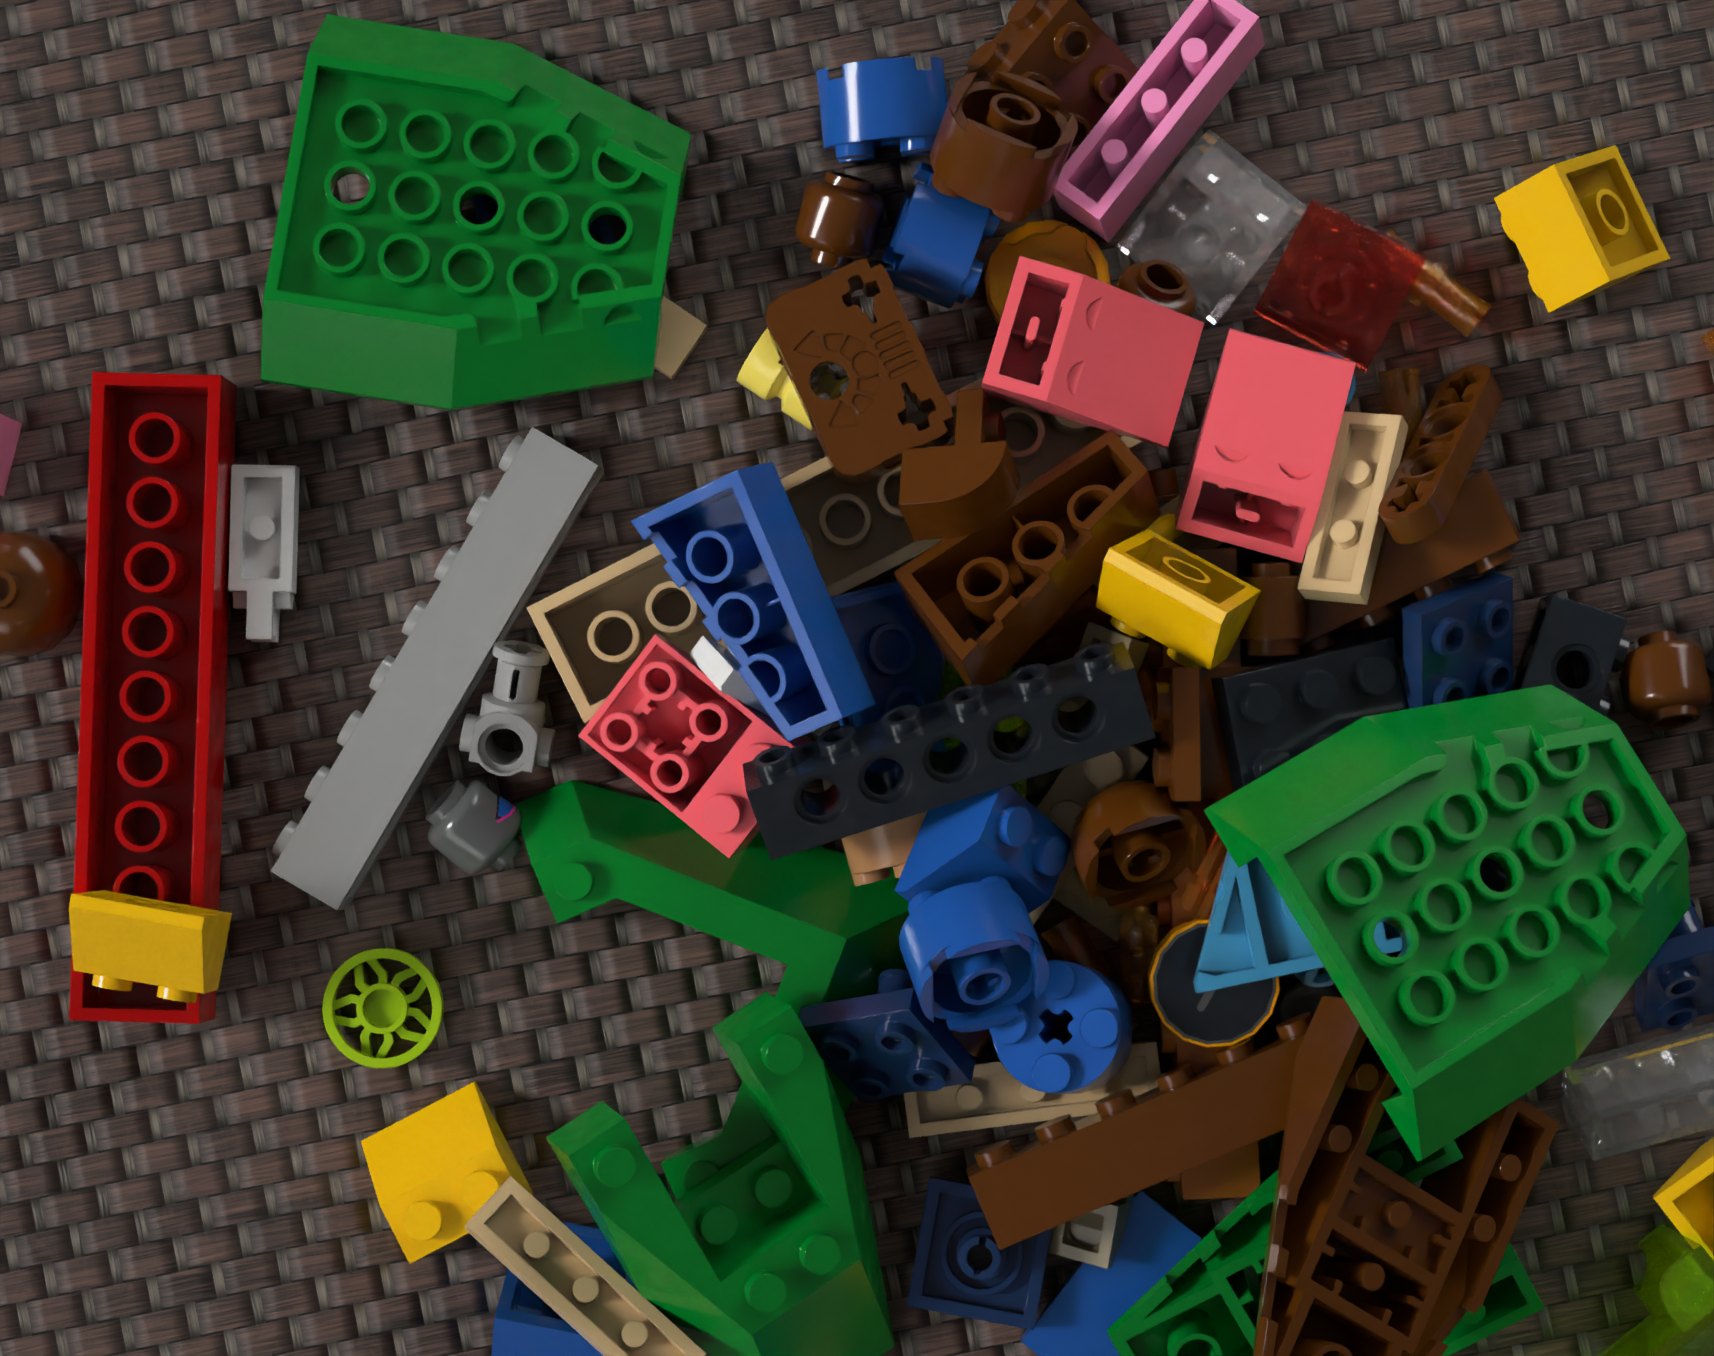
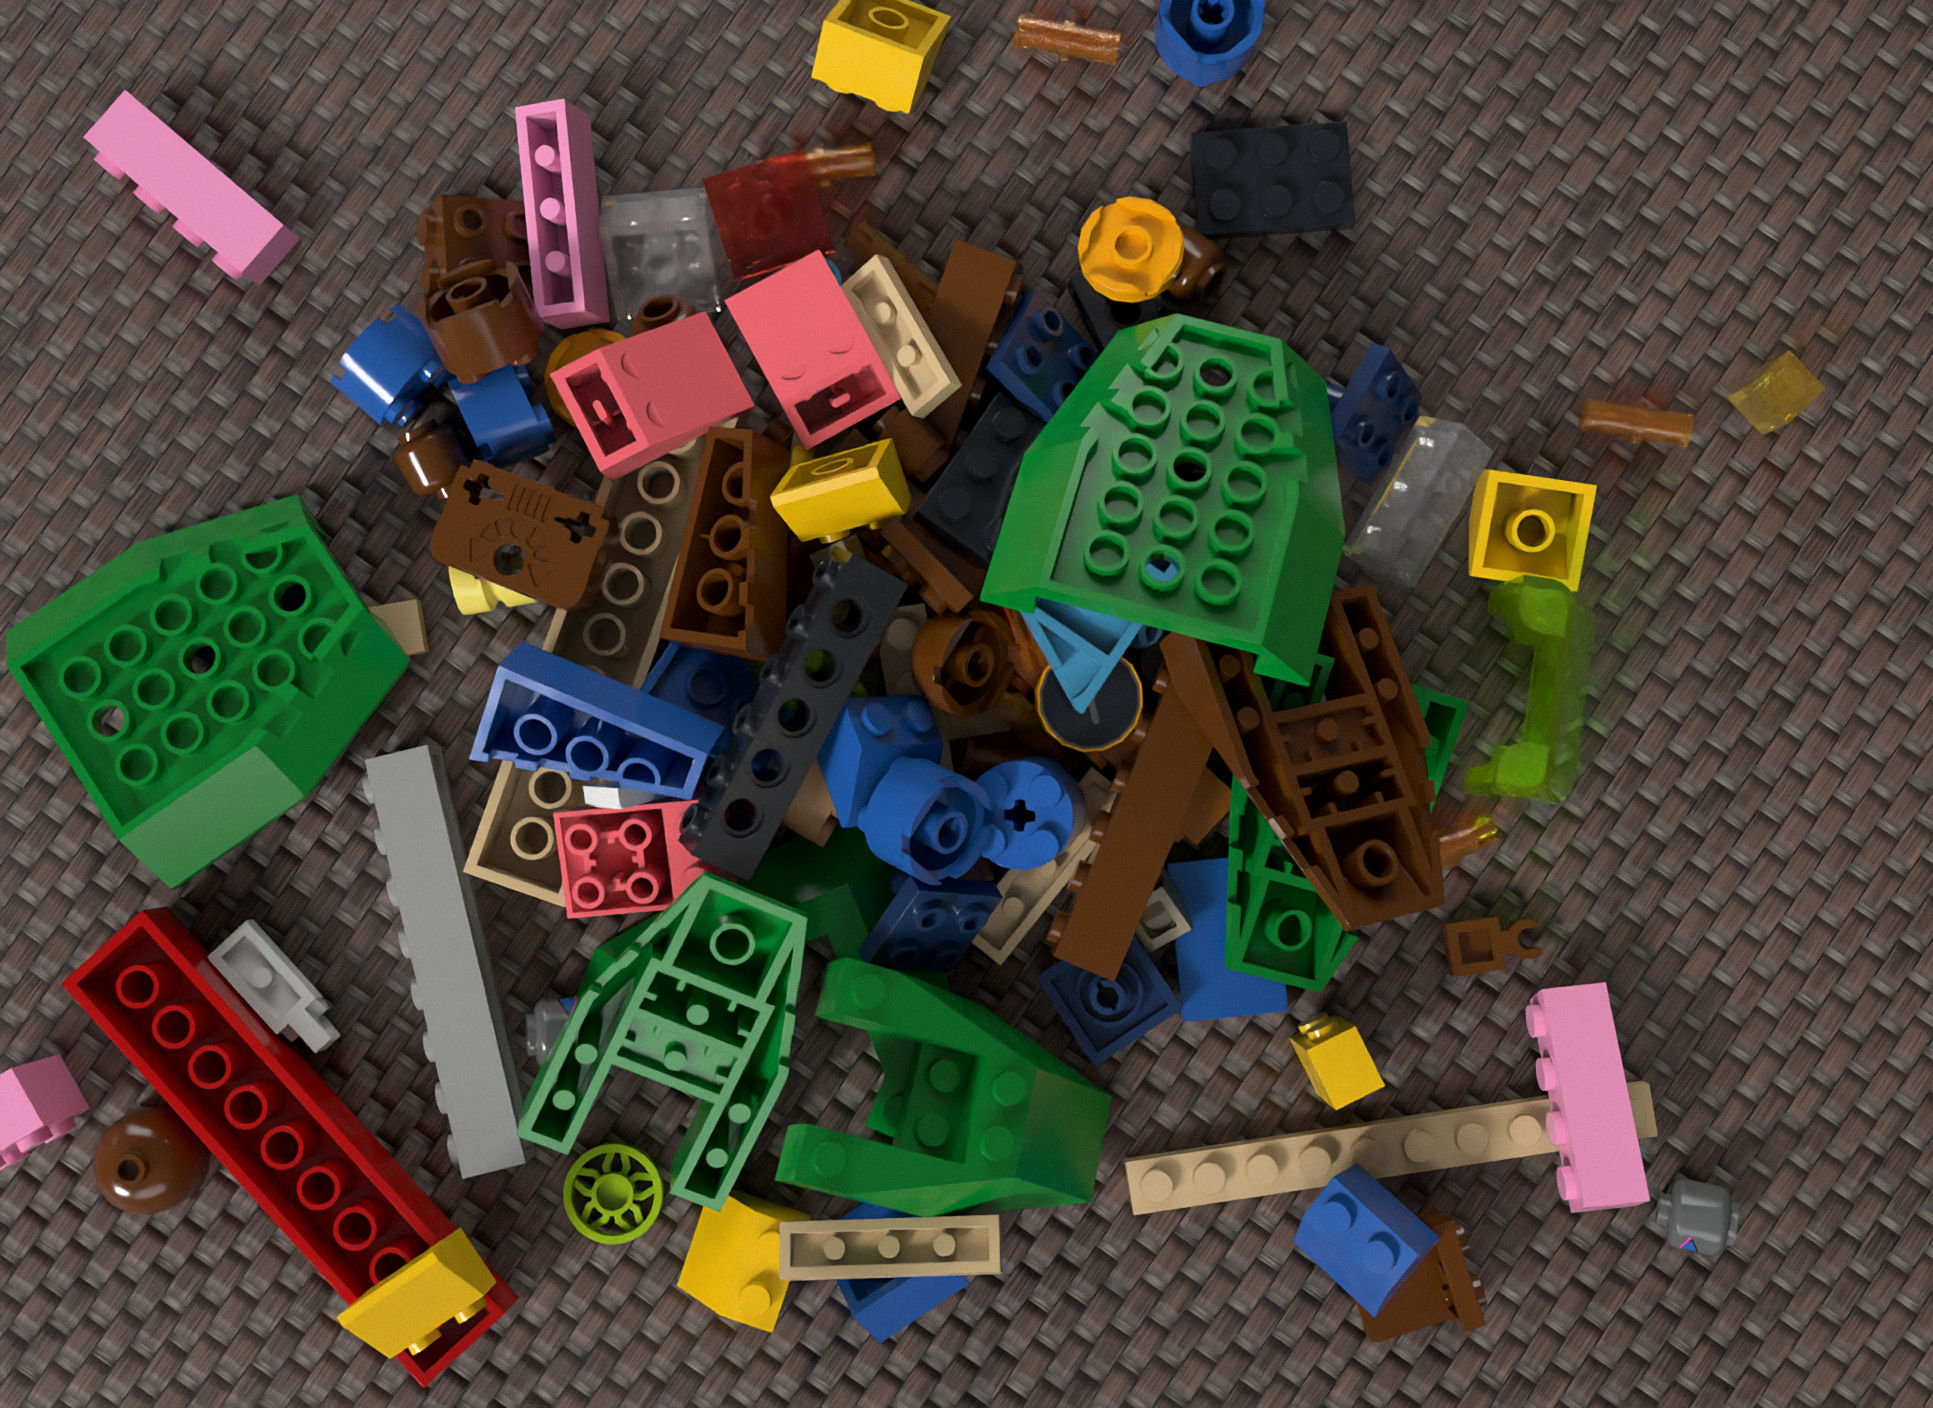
camera: 55 degrees left, 0 degrees up
(511, 709) = (516, 938): light grey connector -> none
(618, 922) = (694, 1006): none -> green wedge
(962, 484) = (649, 544): reddish brown brick -> none
(1441, 454) = (923, 256): reddish brown beam -> none
(1630, 623) = (1131, 249): none -> light orange tile

